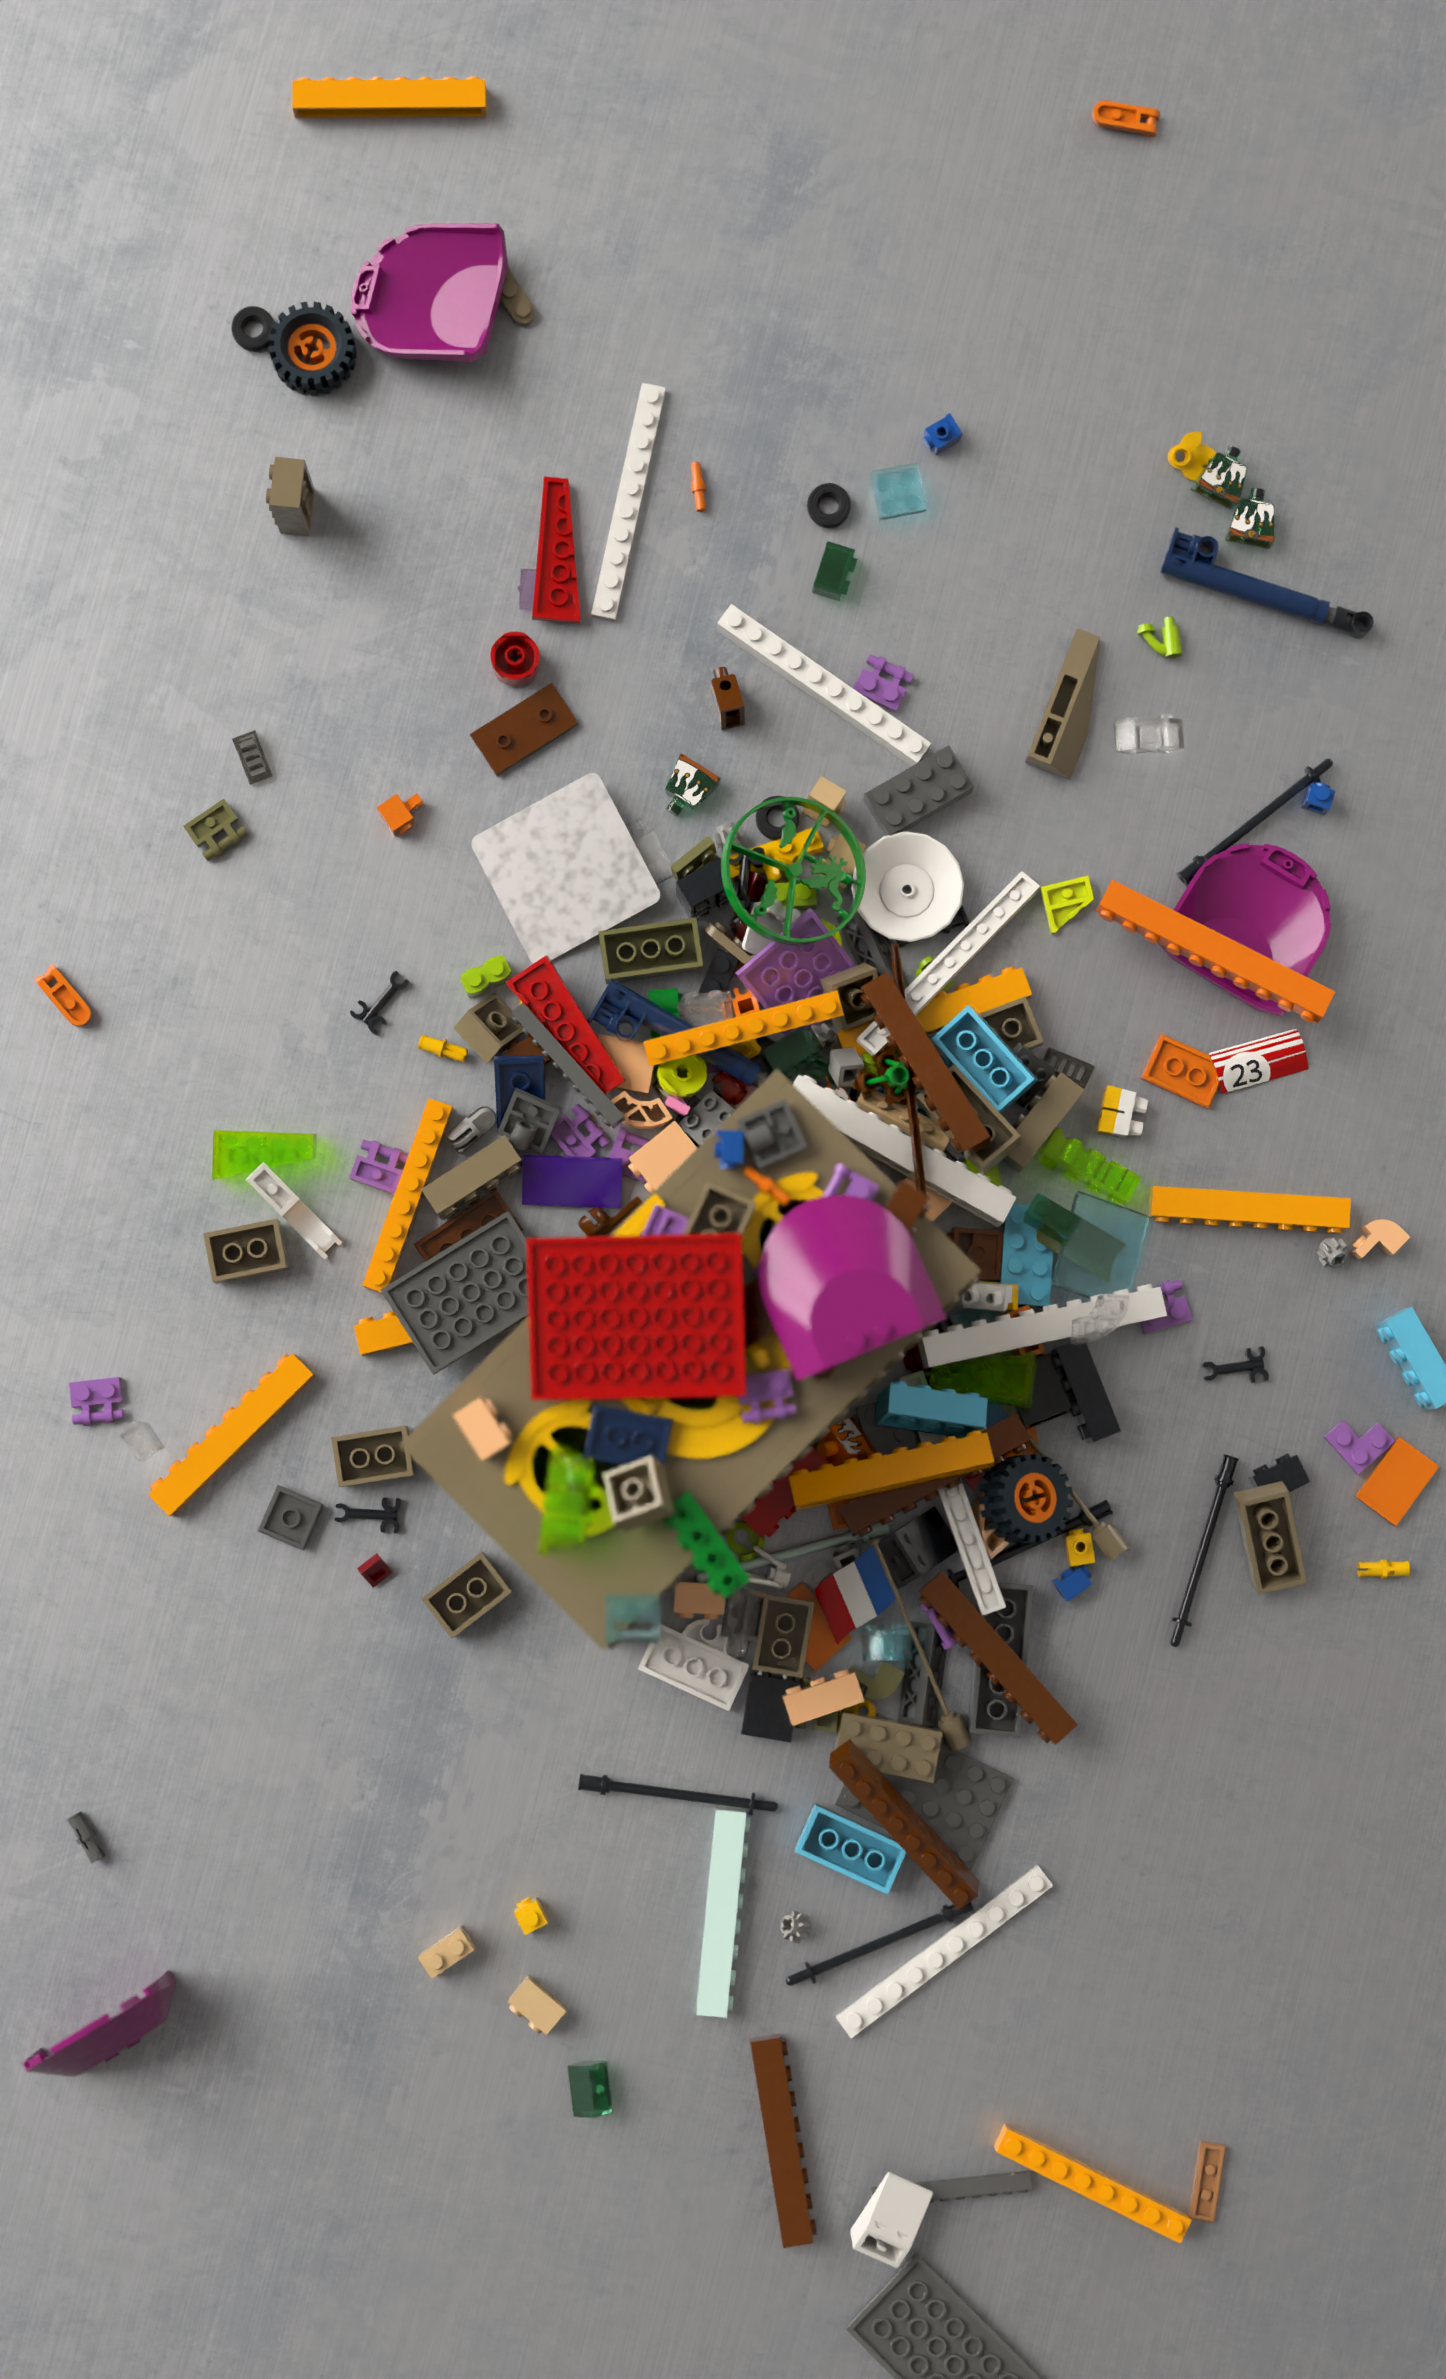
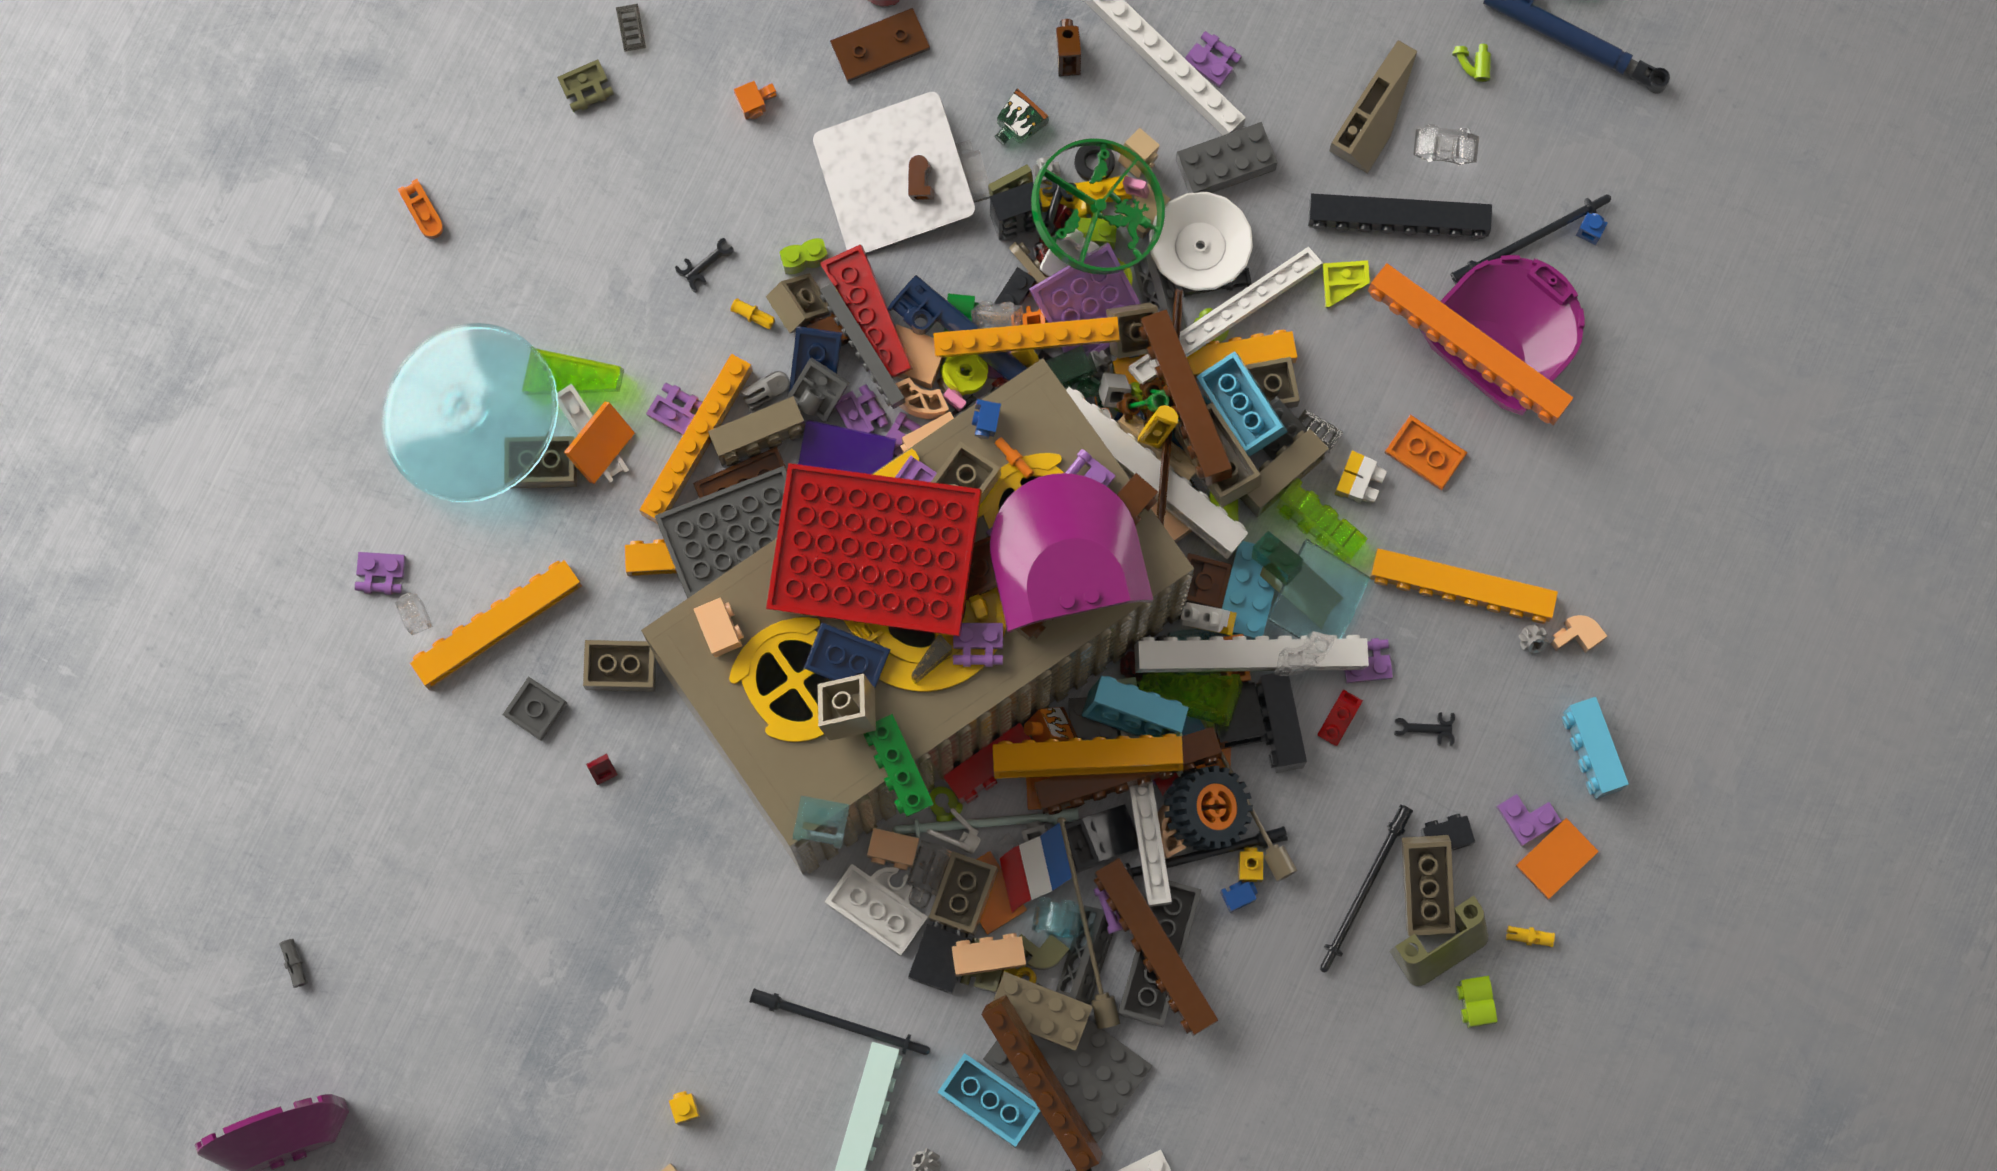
camera: 20 degrees right, 5 degrees down
(200, 1217) = (500, 432): none -> clear light blue dish
(305, 1219) = (599, 442): none -> orange tile
(389, 1514) = (623, 723): black bar -> none
(446, 1952) = (600, 1127): tan brick -> none
(467, 1595) = (681, 805): dark tan brick -> none
(567, 1501) = (780, 704): clear neon green windscreen -> none
(593, 870) = (918, 179): none -> reddish brown leg
(651, 950) = (957, 258): olive brick -> none
(722, 1417) = (935, 655): none -> clear smoke slope
(772, 1134) = (1027, 413): dark grey plate -> none
(828, 840) = (1136, 187): none -> bright pink tile
(902, 1102) = (1159, 427): none -> yellow brick
(1112, 819) = (1400, 215): none -> black brick
(1145, 1372) = (1340, 717): none -> red bracket
(1260, 1060) = (1497, 455): sticker -> none
(1278, 1622) = (1424, 967): none -> olive windscreen
(1341, 1649) = (1477, 1001): none -> lime brick

